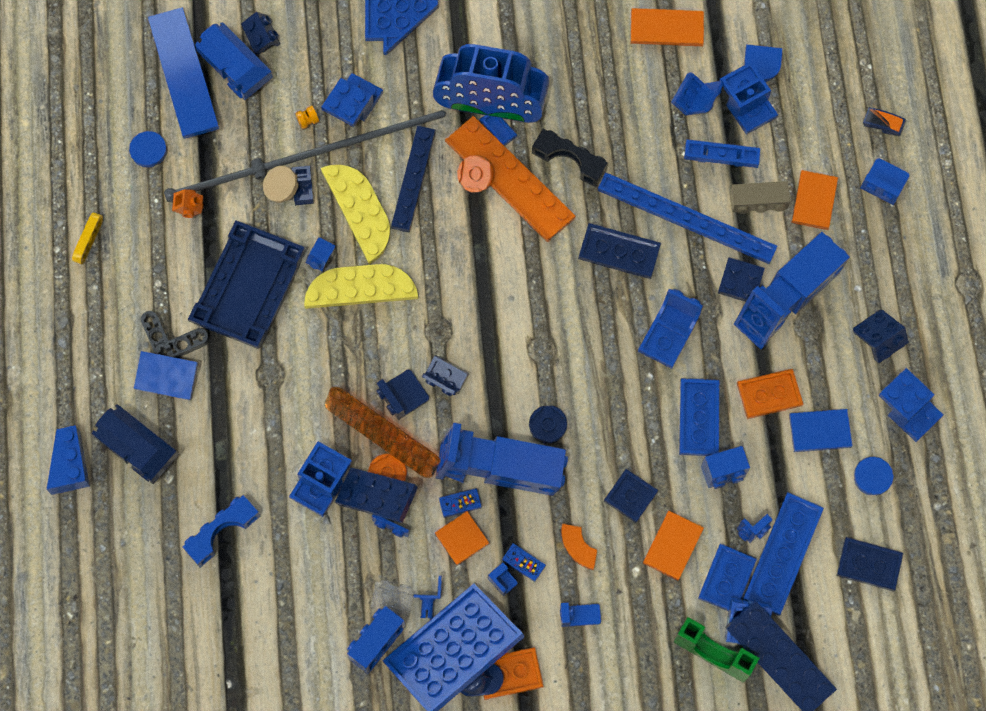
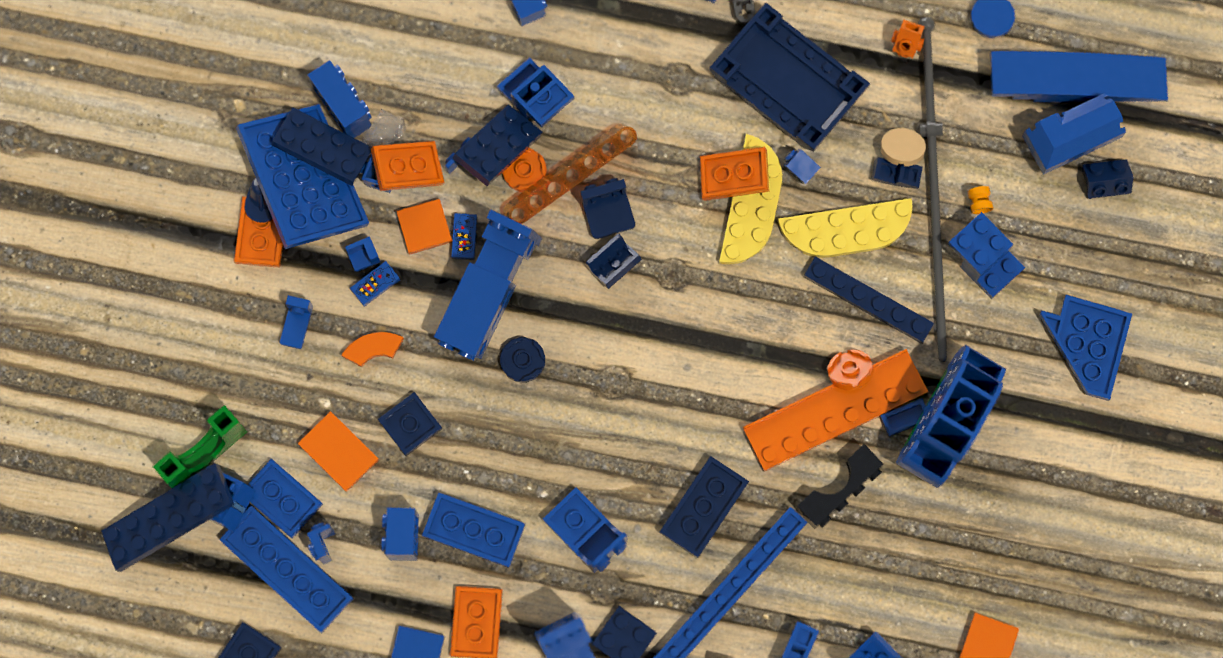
camera: 110 degrees right, 5 degrees up
(342, 303) = (734, 173): none -> orange tile
(416, 565) = (407, 165): none -> orange tile
(423, 639) = (322, 146): none -> dark blue plate

